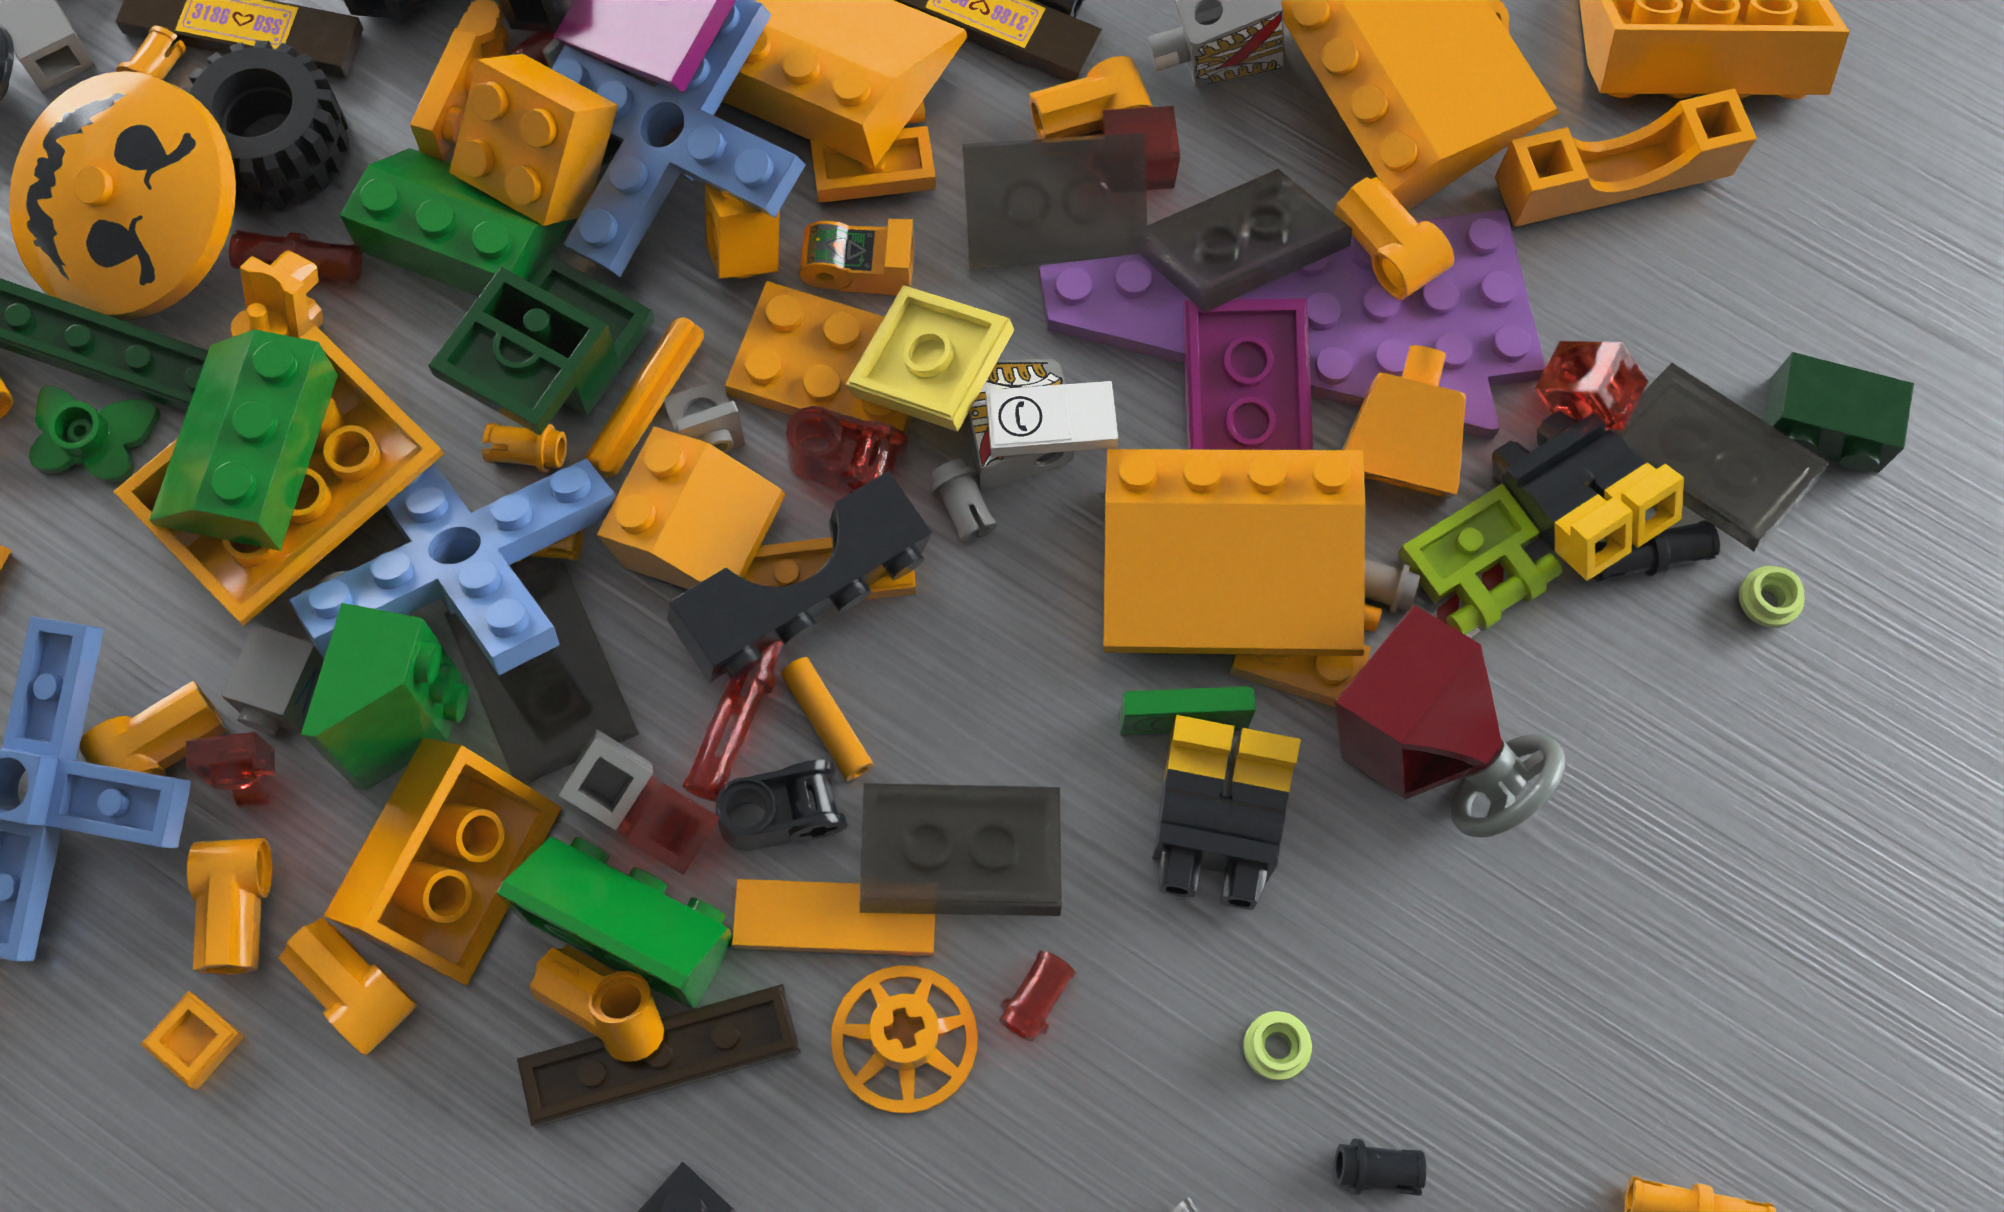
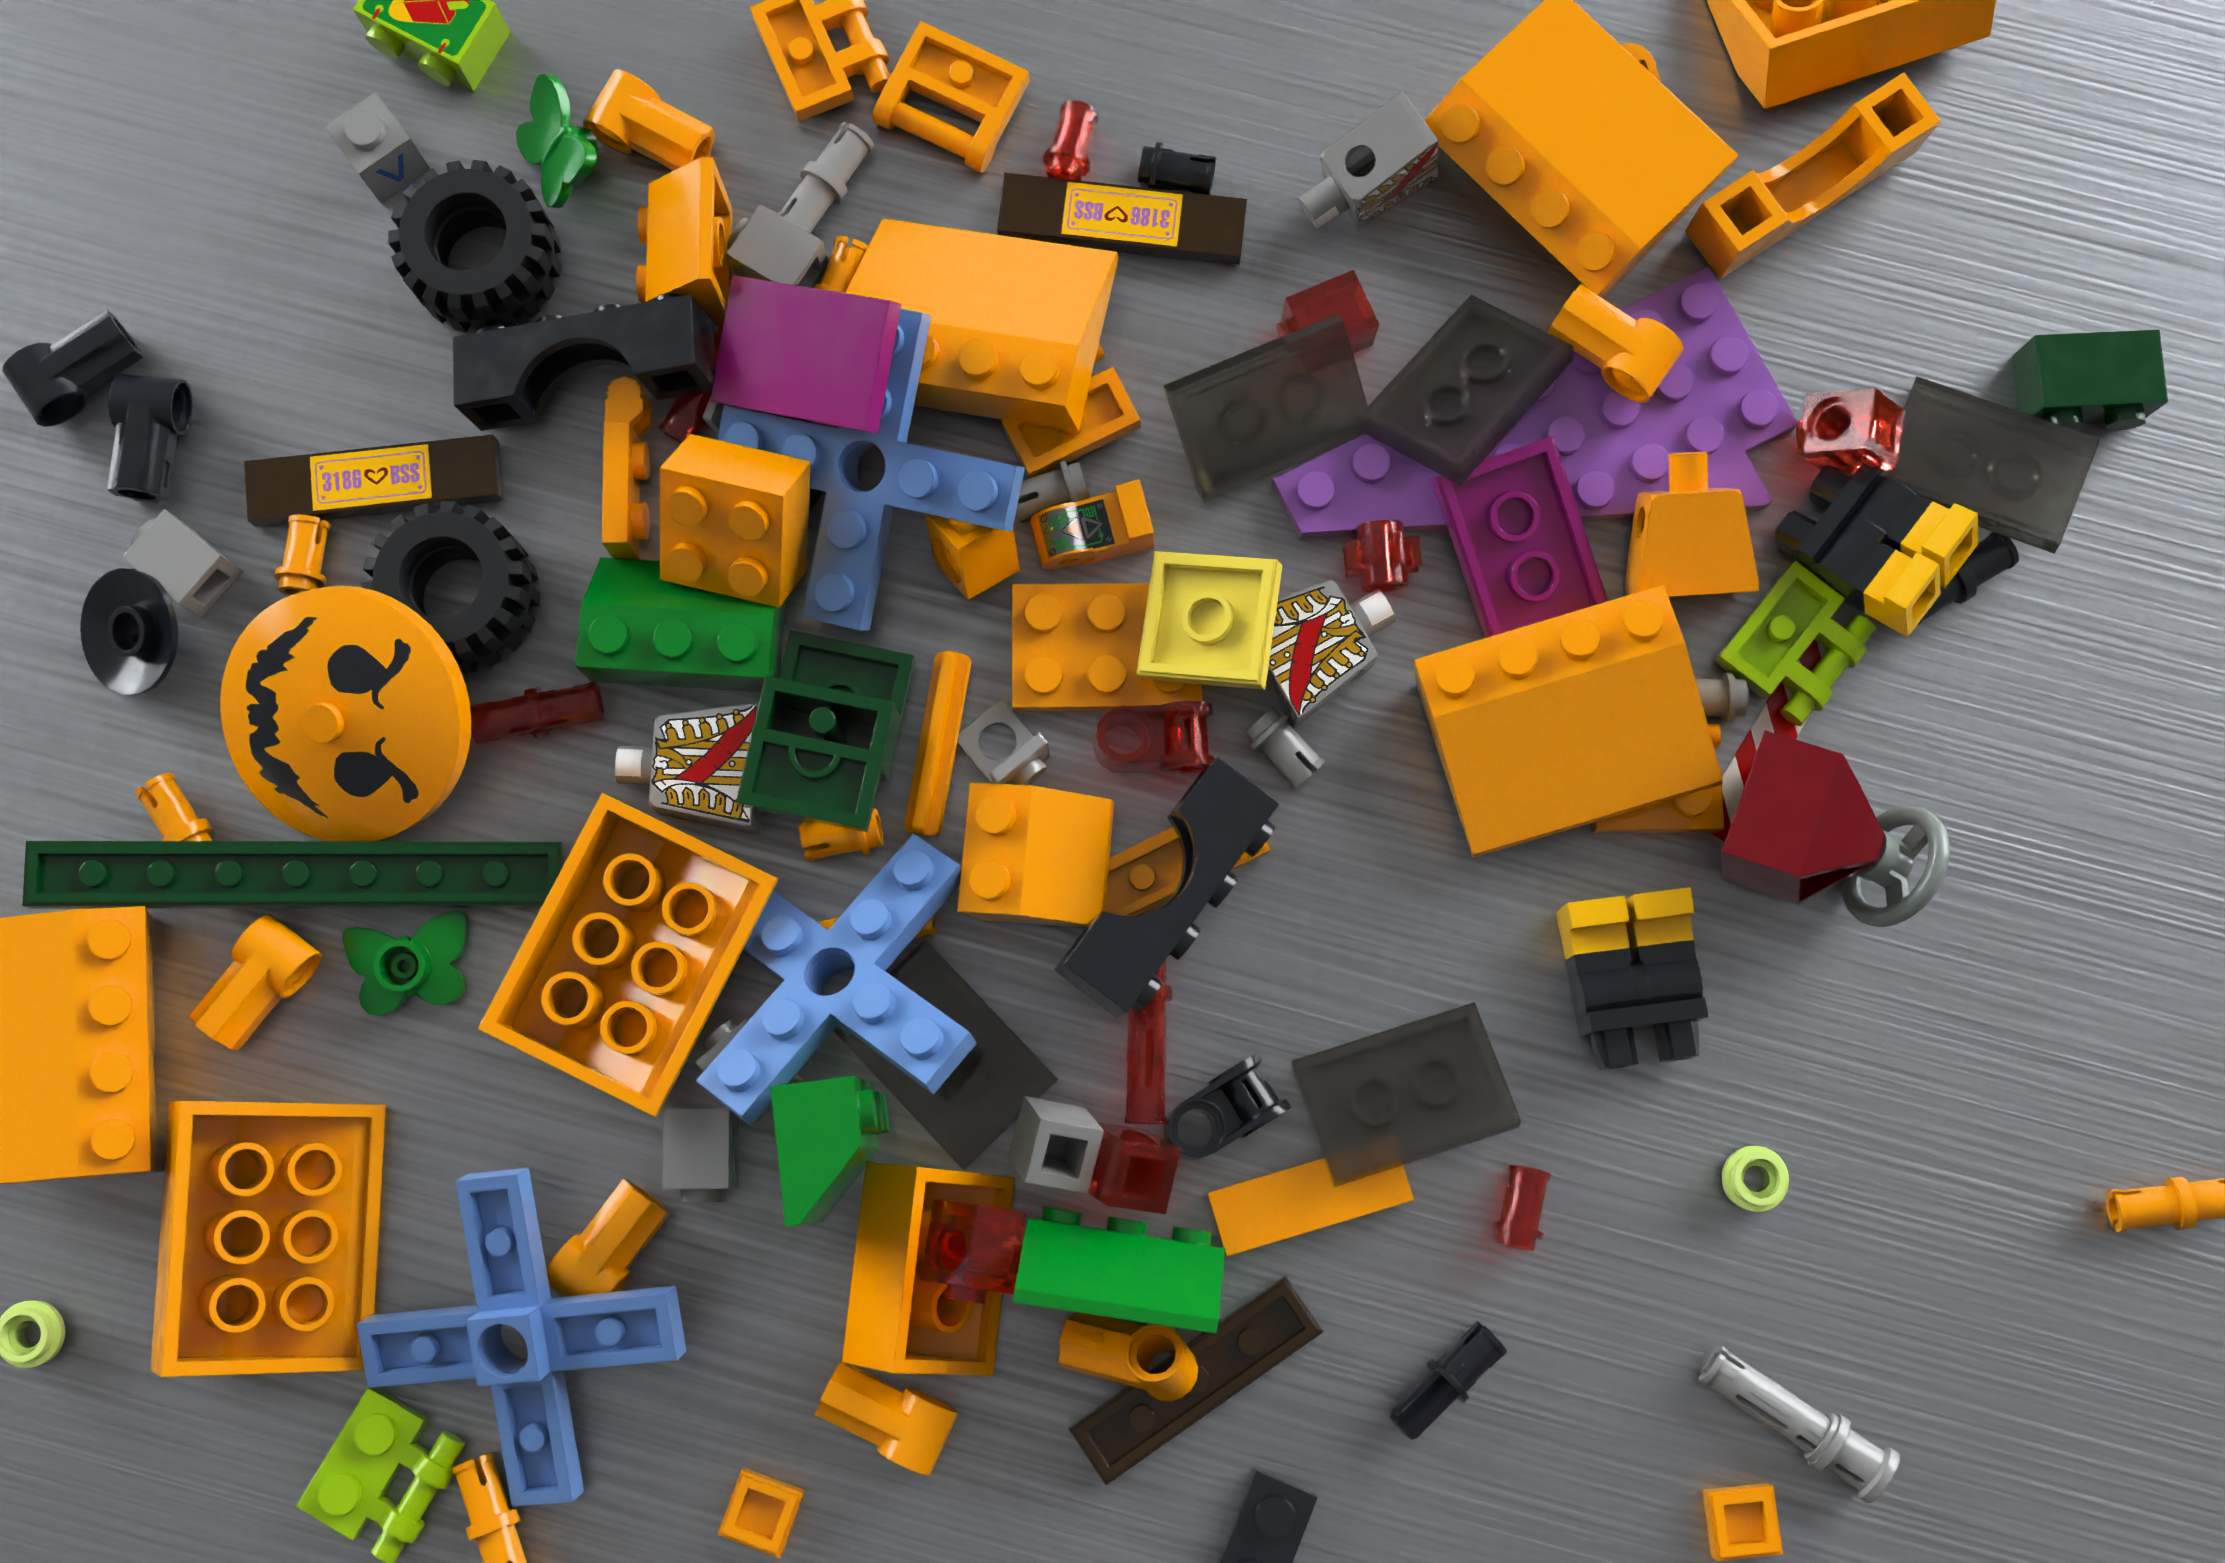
camera: 15 degrees left, 10 degrees up
(228, 887) = (738, 1360): light orange piece -> none
(233, 764) = (703, 1253): clear red plate -> none
(247, 439) = (587, 938): green slope -> none
(278, 296) = (551, 783): light orange hips -> none
(404, 340) = (695, 766): none -> torso
(484, 840) = (973, 1249): none -> clear red brick
(826, 719) = (1232, 1008): light orange piece -> none
(847, 209) = (1053, 489): none -> light grey pin
(902, 1138) = (1447, 1380): none -> black axle
(904, 1037) = (1413, 1286): light orange wheel -> none
(1051, 418) = (1351, 647): white tile -> none
(1078, 105) = (1259, 289): light orange piece -> none
(1115, 357) = (1382, 556): none -> clear red gear
(1156, 709) = (1569, 888): green tile -> none
(1379, 1169) = (1885, 1261): black pin -> none
(1783, 585) = (2092, 576): yellowish green plate -> none

